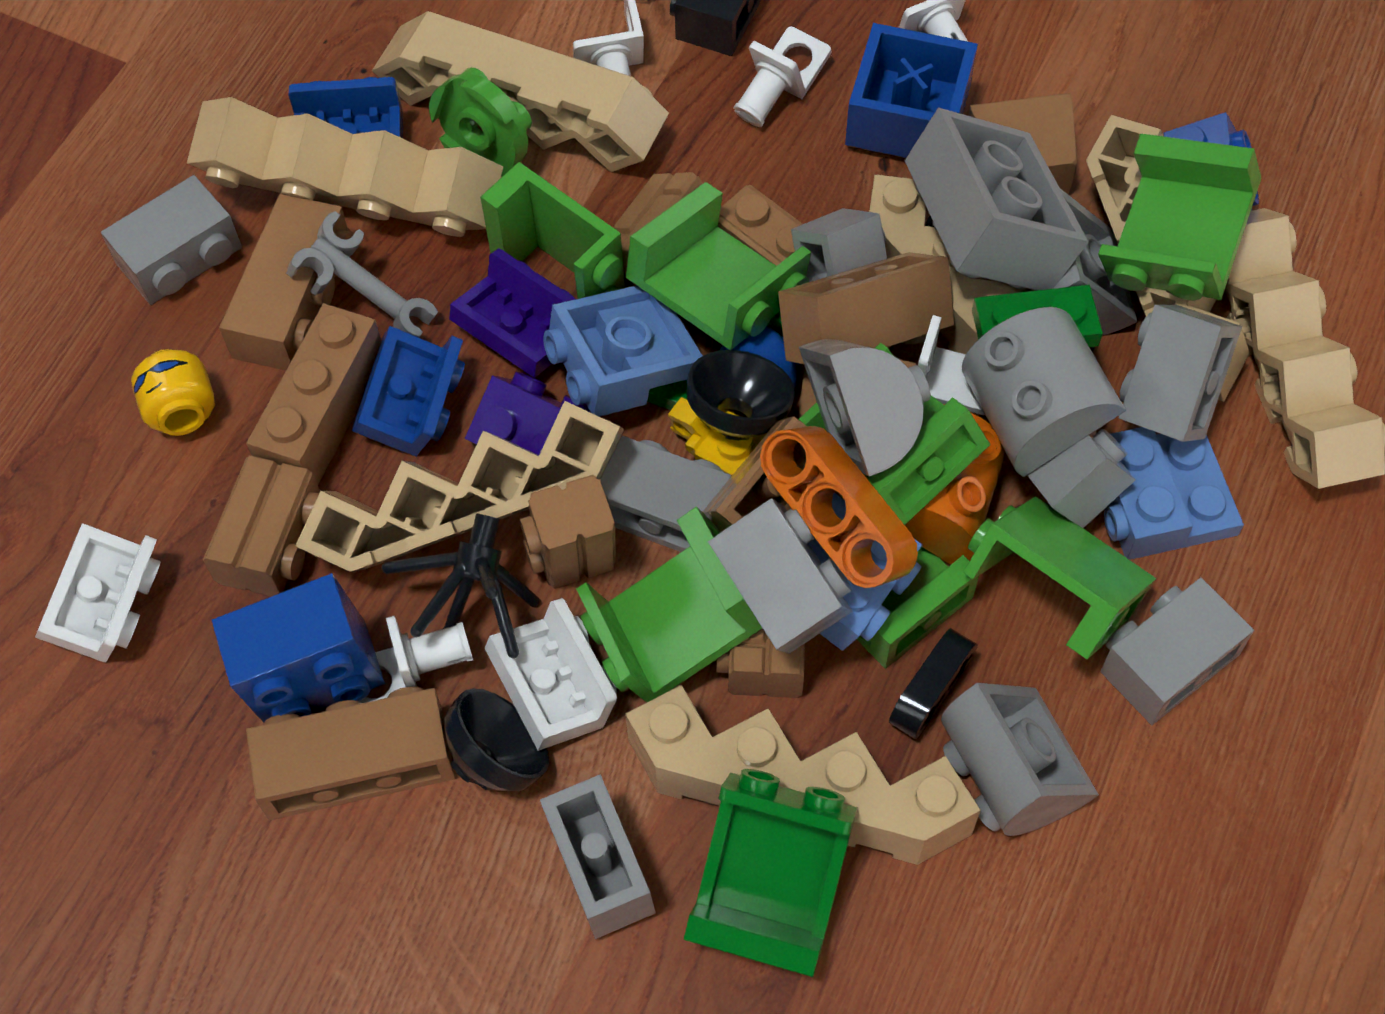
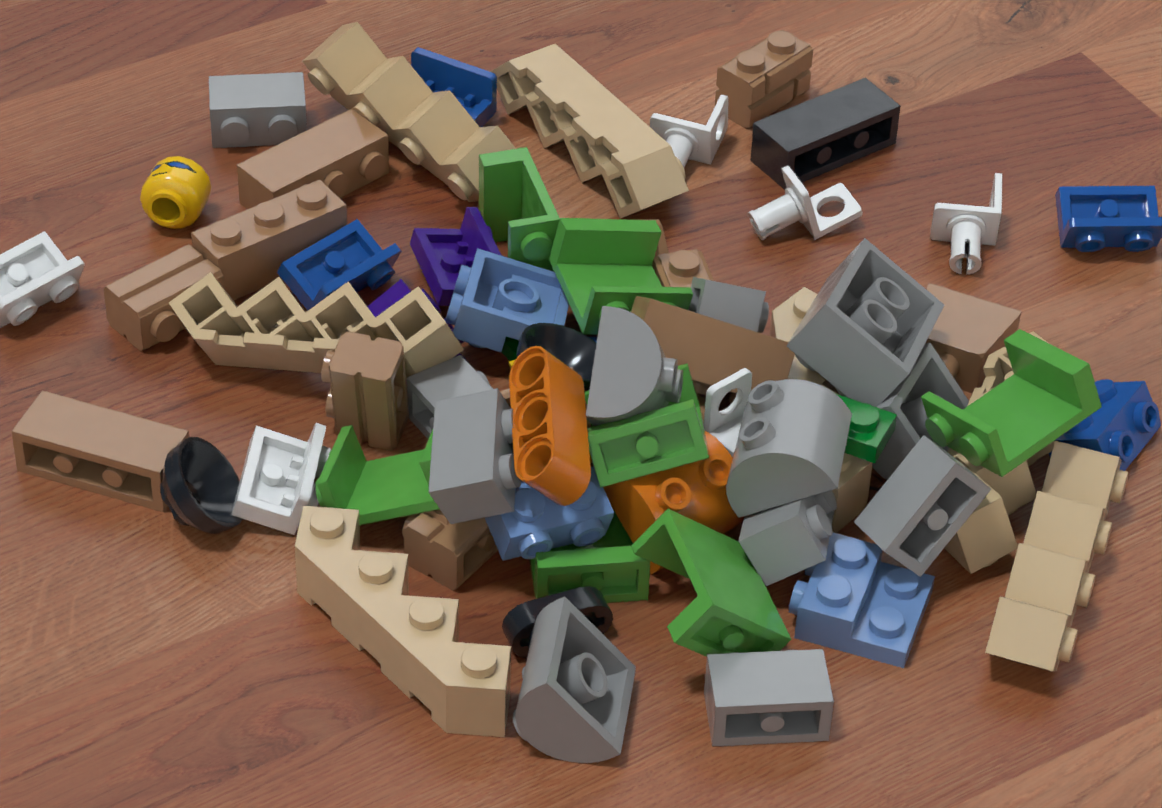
camera: 30 degrees right, 20 degrees down
(298, 650) = (118, 358): blue brick -> none
(331, 255) = (356, 160): light grey bar -> none
(420, 655) = (195, 415): white bracket -> none
(471, 562) = (282, 370): black plant -> none
(474, 101) = (538, 125): bright green plate -> none
(598, 856) = (209, 585): light grey brick -> none
(771, 871) = (324, 652): green panel -> none
(902, 86) = (904, 235): blue brick -> none

